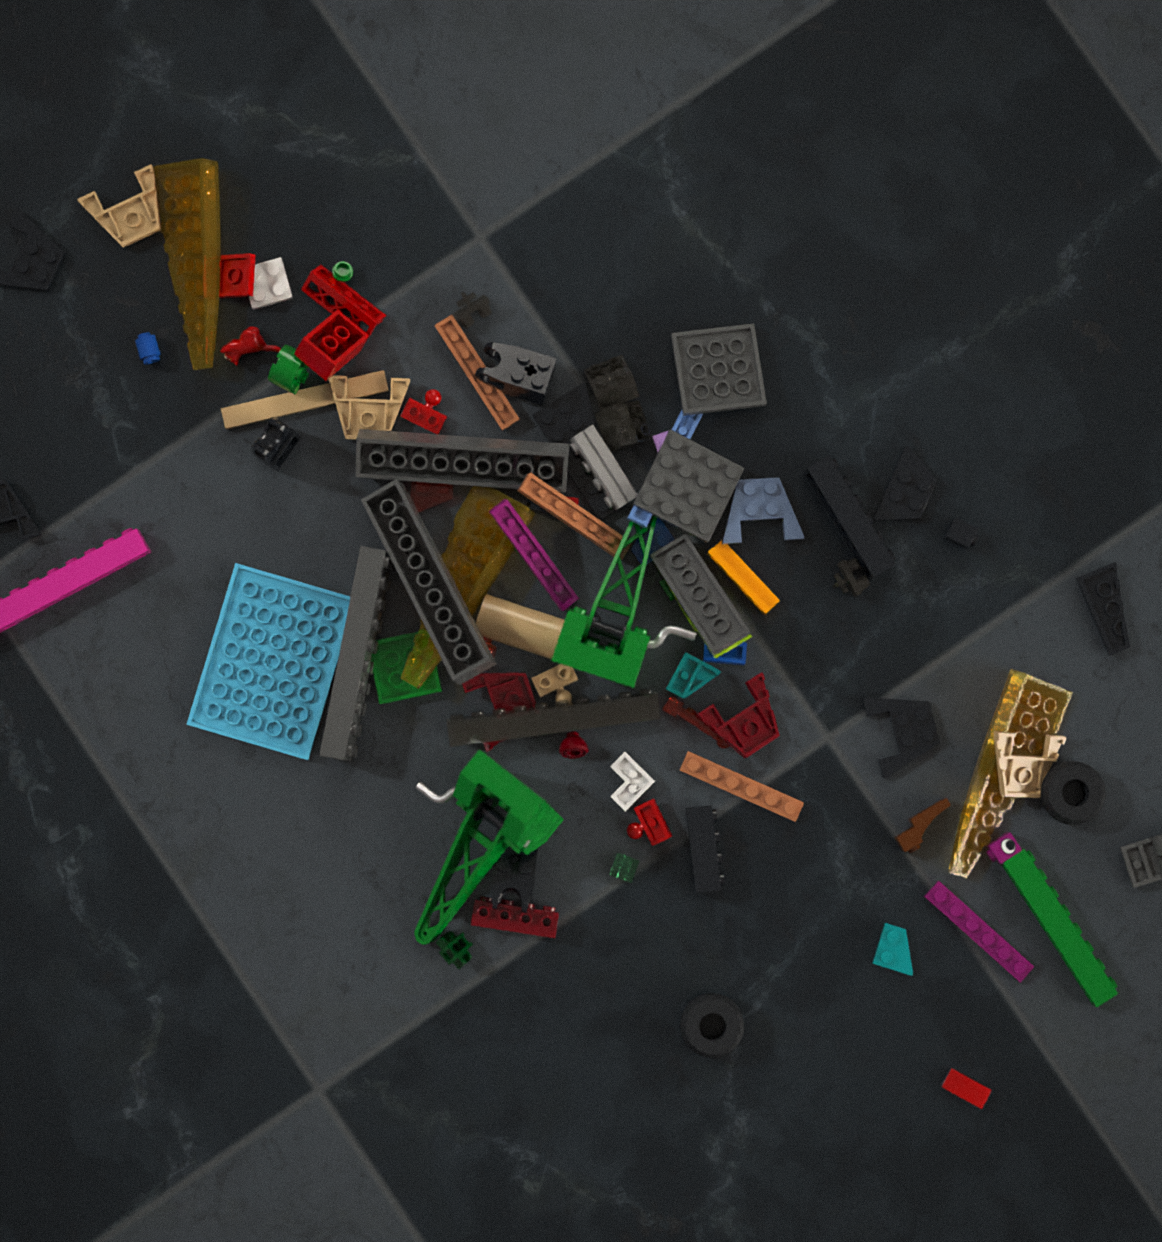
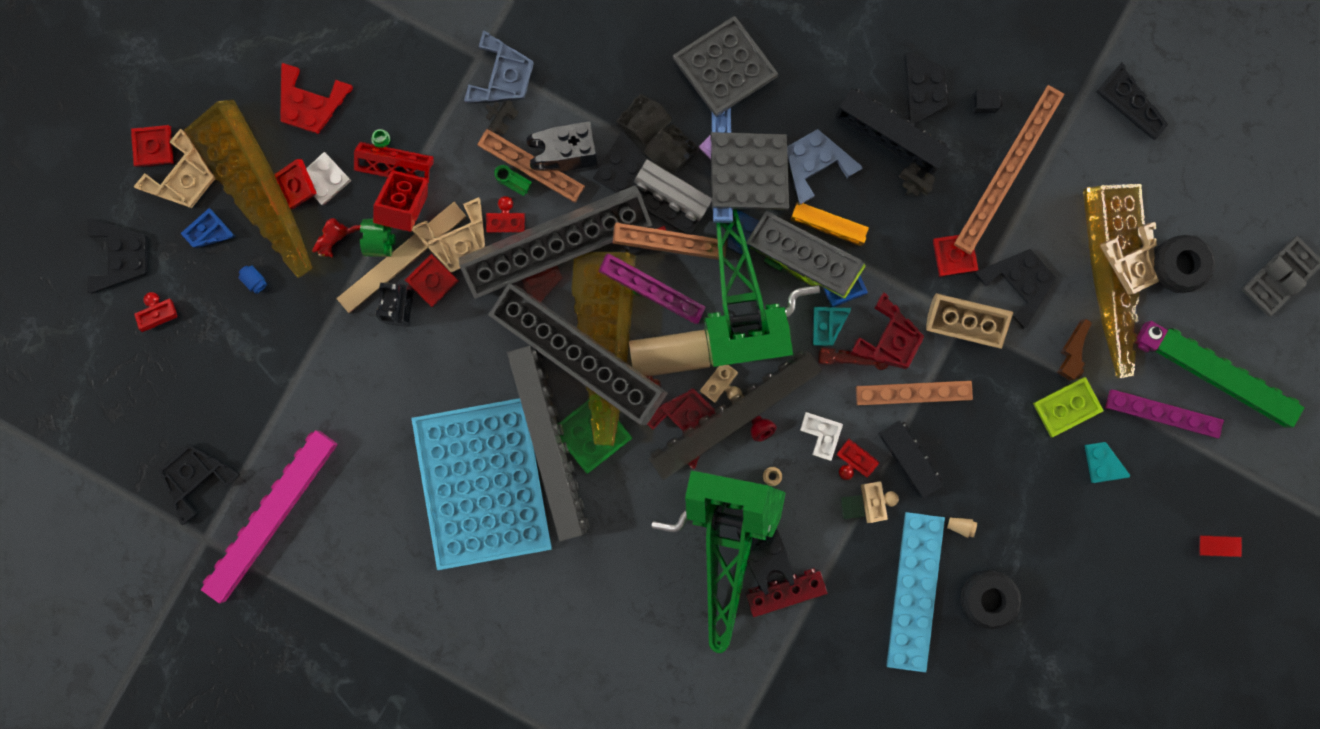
camera: 25 degrees left, 0 degrees up
(38, 335) = (156, 313): none -> red plate
(114, 167) = (152, 146): none -> red plate
(127, 278) = (207, 230): none -> blue wing
(283, 204) = (305, 108): none -> red wing
(322, 437) = (431, 280): none -> red plate
(452, 951) = (745, 643): dark green piece -> none
(453, 379) = (513, 181): none -> green piece
(500, 272) = (509, 75): none -> sand blue wing
(567, 798) = (777, 480): none -> tan plate
(643, 982) = (915, 592): none -> medium azure plate
(648, 874) = (875, 501): none -> tan plate
(723, 942) = (962, 526): none -> tan cone
(830, 742) = (968, 320): none -> tan brick
(852, 670) = (952, 259): none -> red plate
(886, 876) = (1068, 407): none -> lime plate
(947, 612) = (1008, 169): none -> nougat plate

